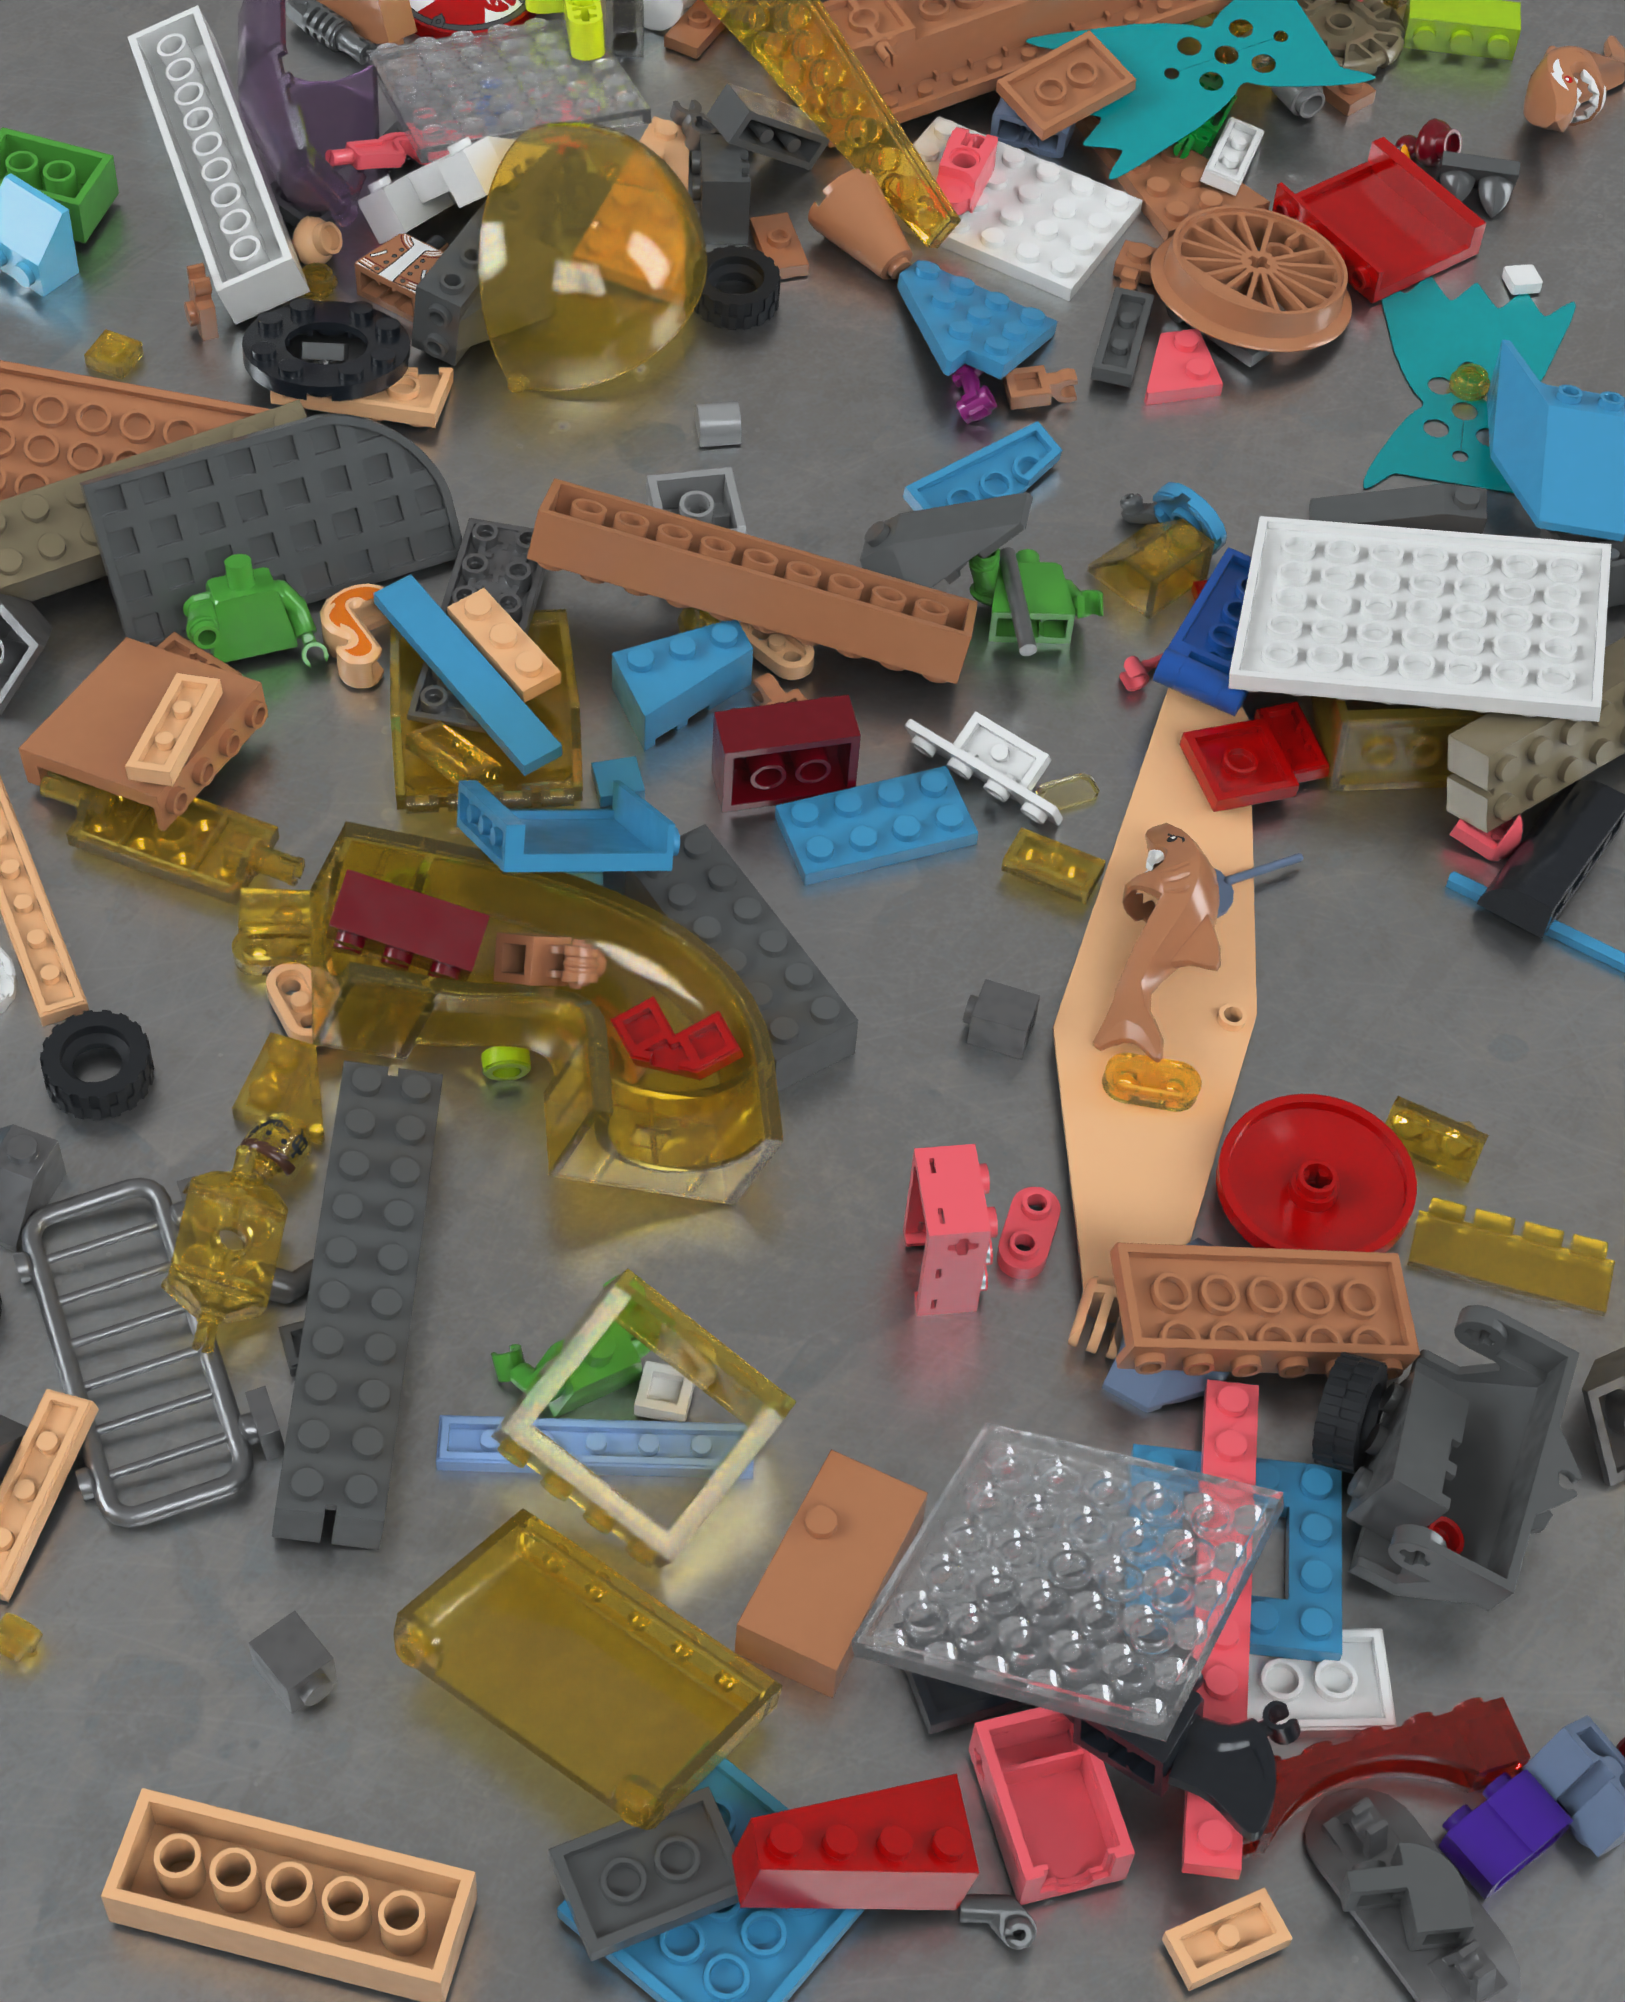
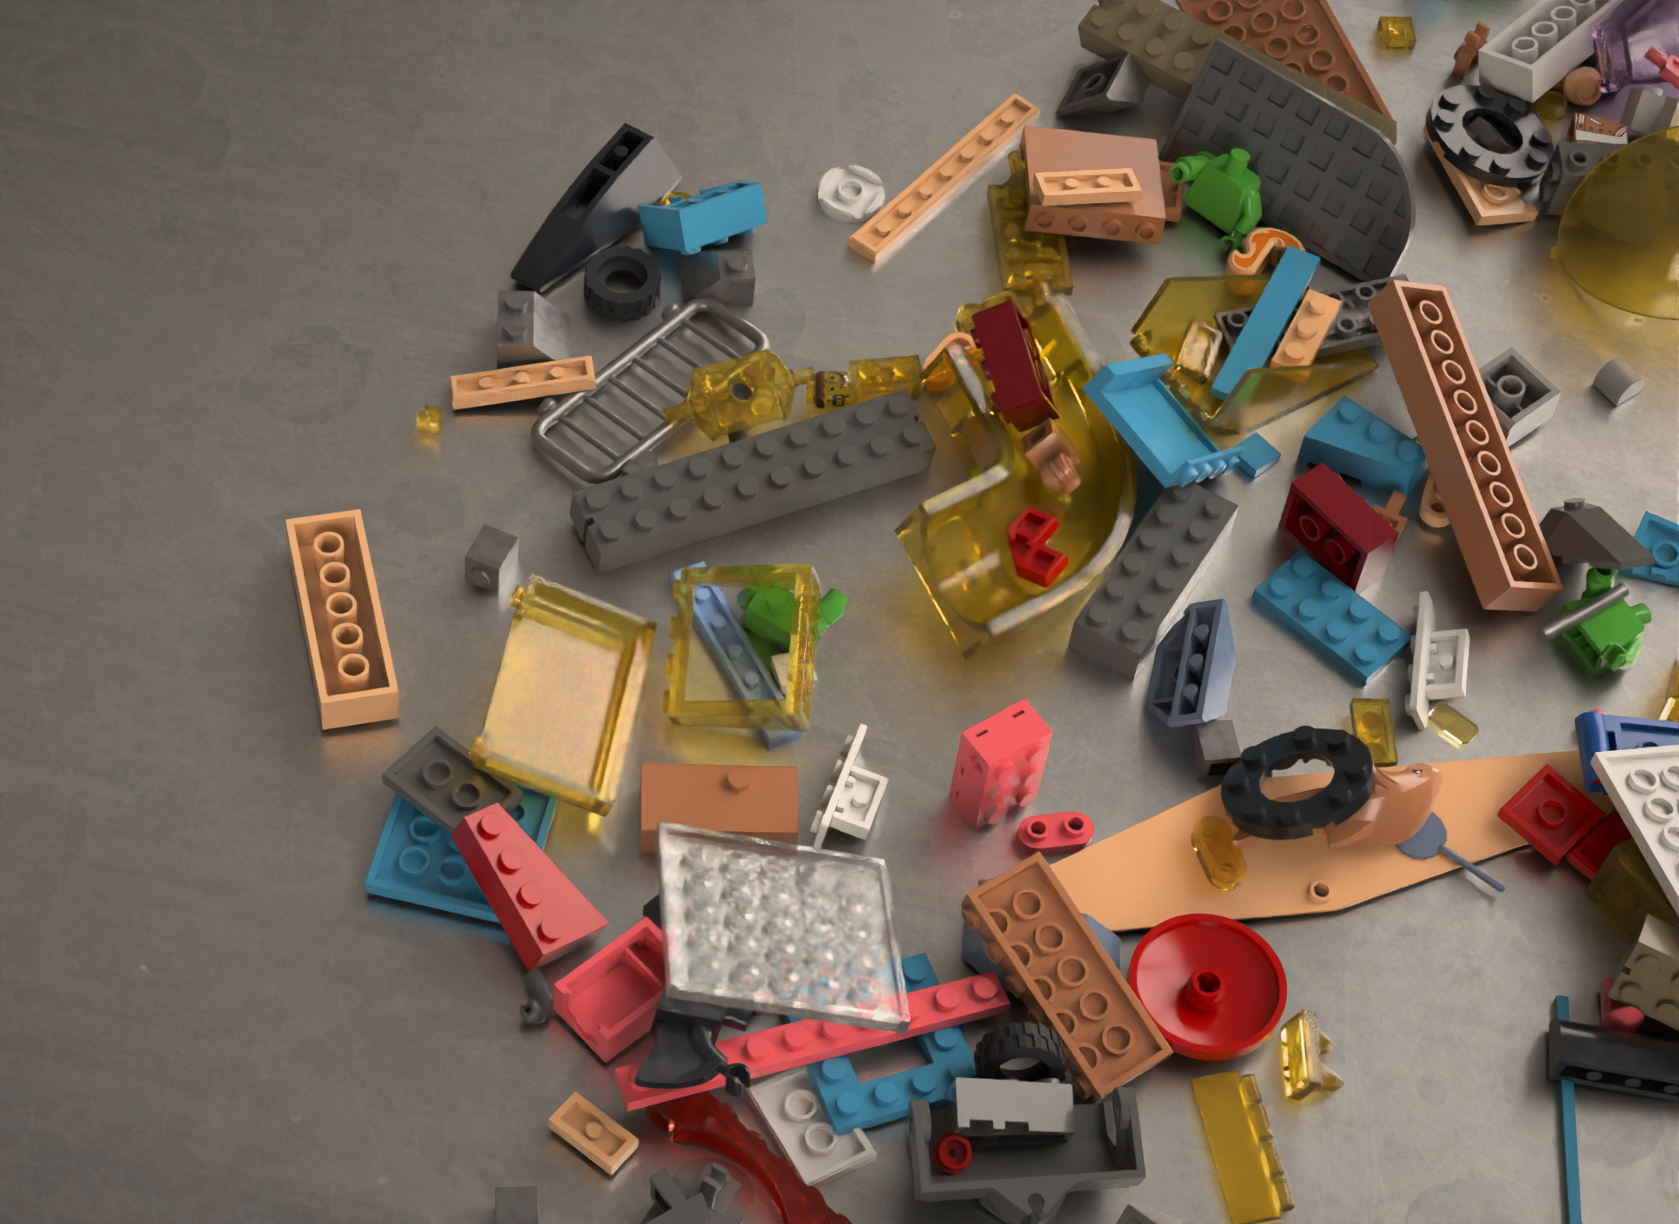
camera: 60 degrees right, 0 degrees up
(91, 1032) = (833, 259): black tyre -> none
(885, 1411) = (854, 798): none -> white bracket
(891, 988) = (1193, 667): none -> sand blue wedge
(1171, 991) = (1337, 802): none -> black plate

